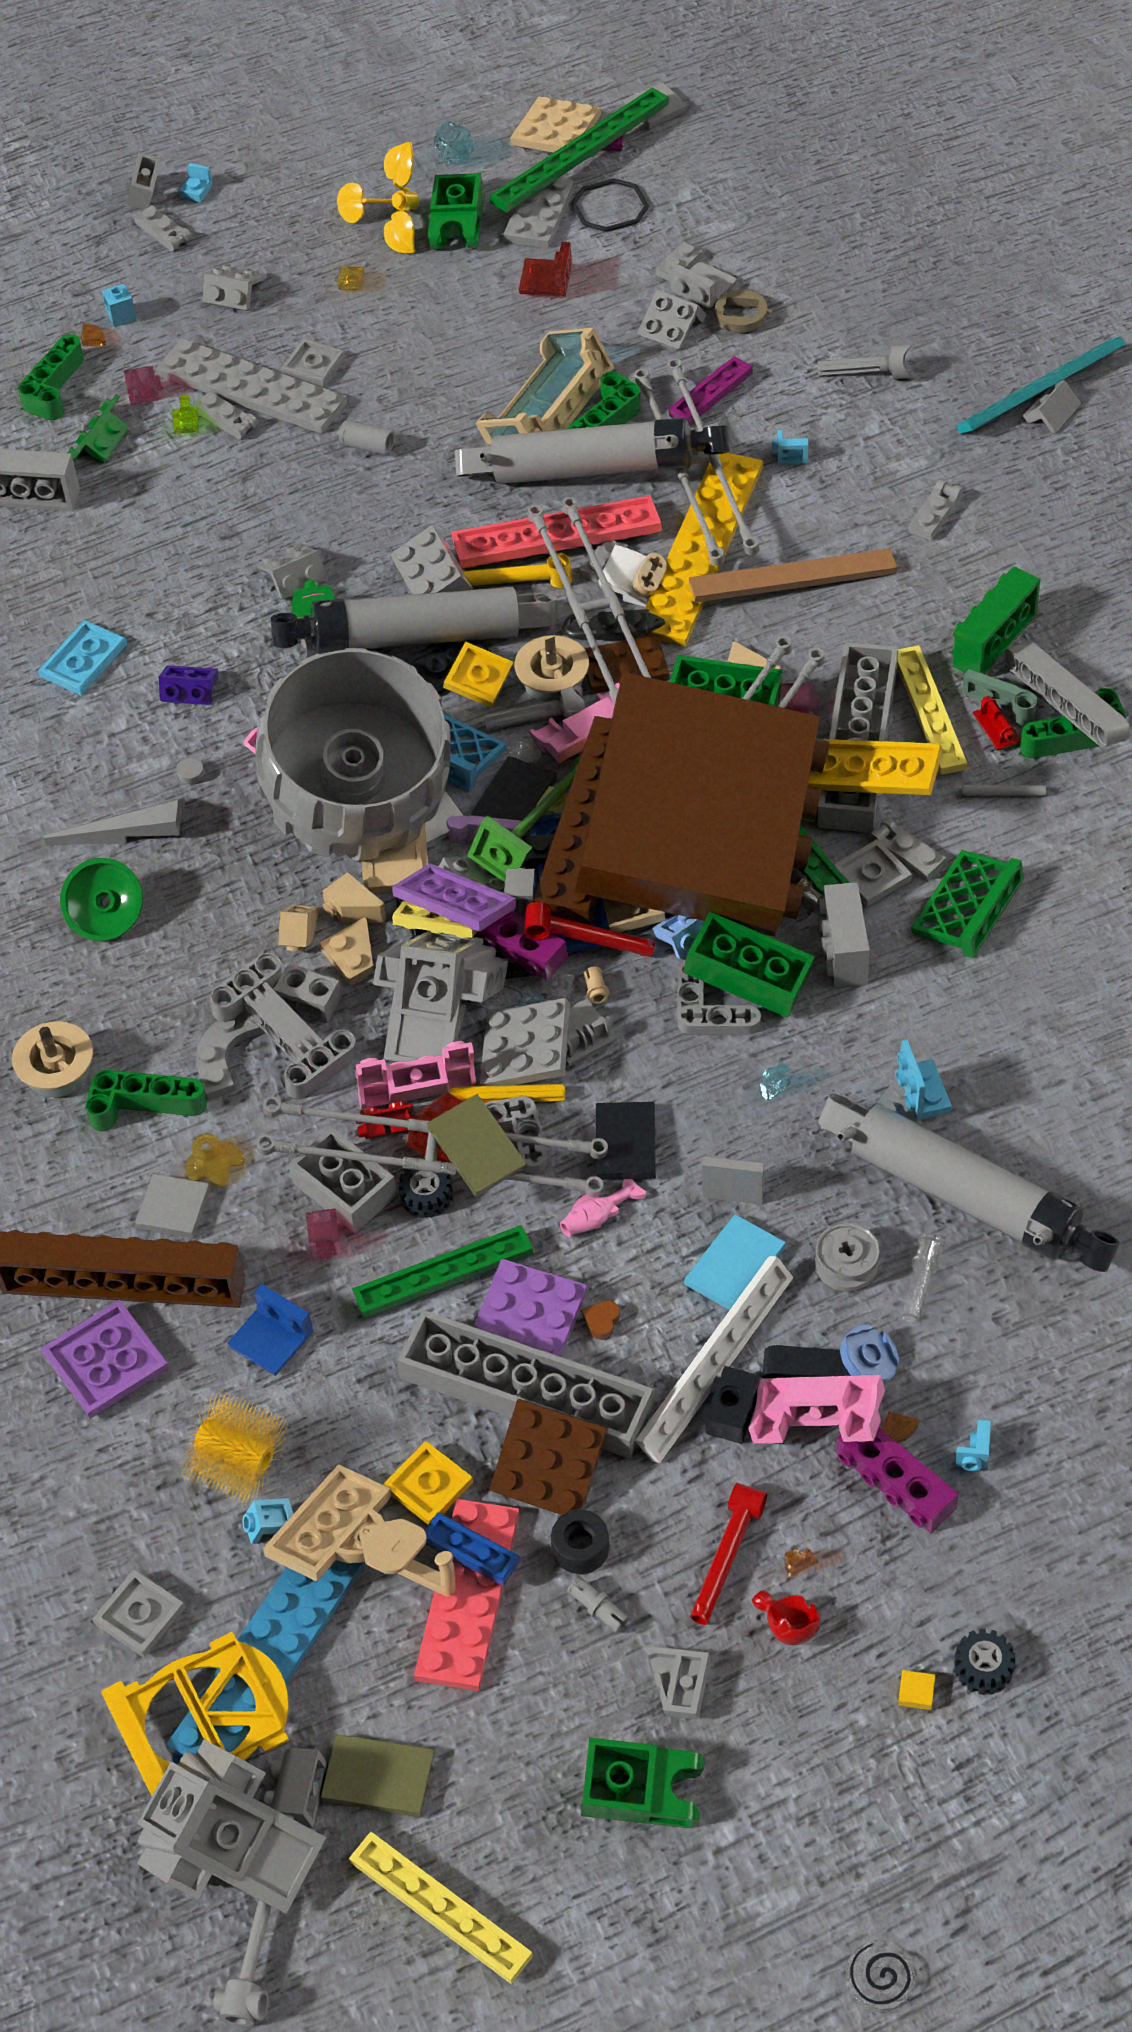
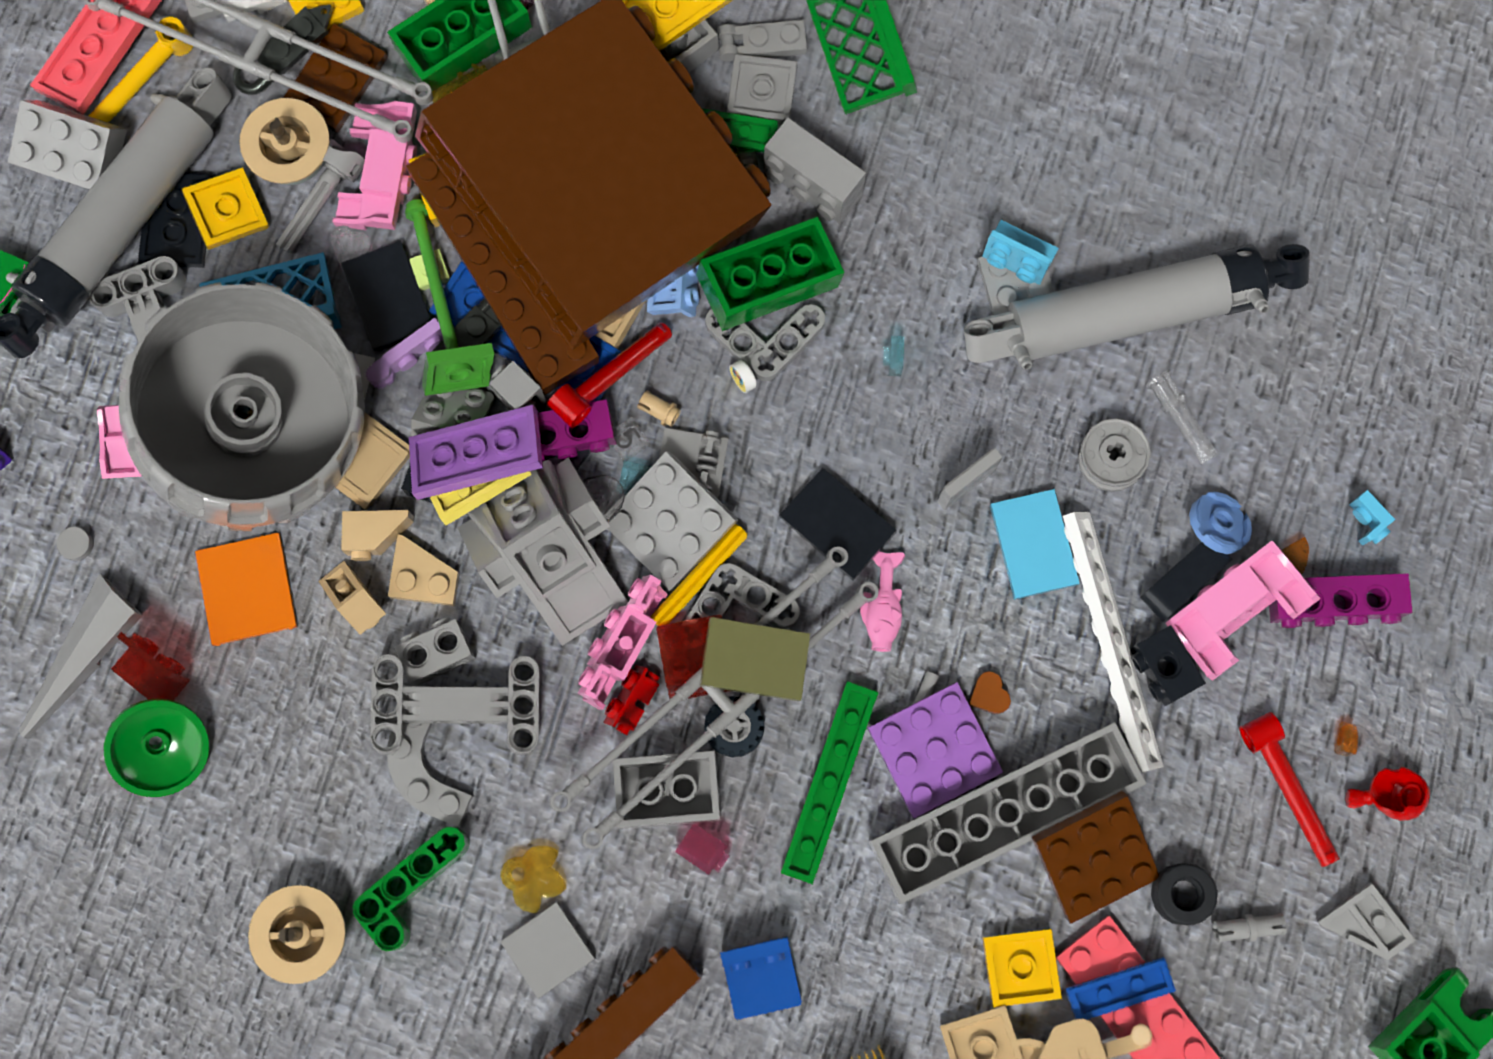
camera: 50 degrees left, 25 degrees up
(148, 860) = (147, 670): none -> clear red bracket
(249, 874) = (246, 589): none -> orange piece
(667, 1010) = (743, 376): none -> white tile

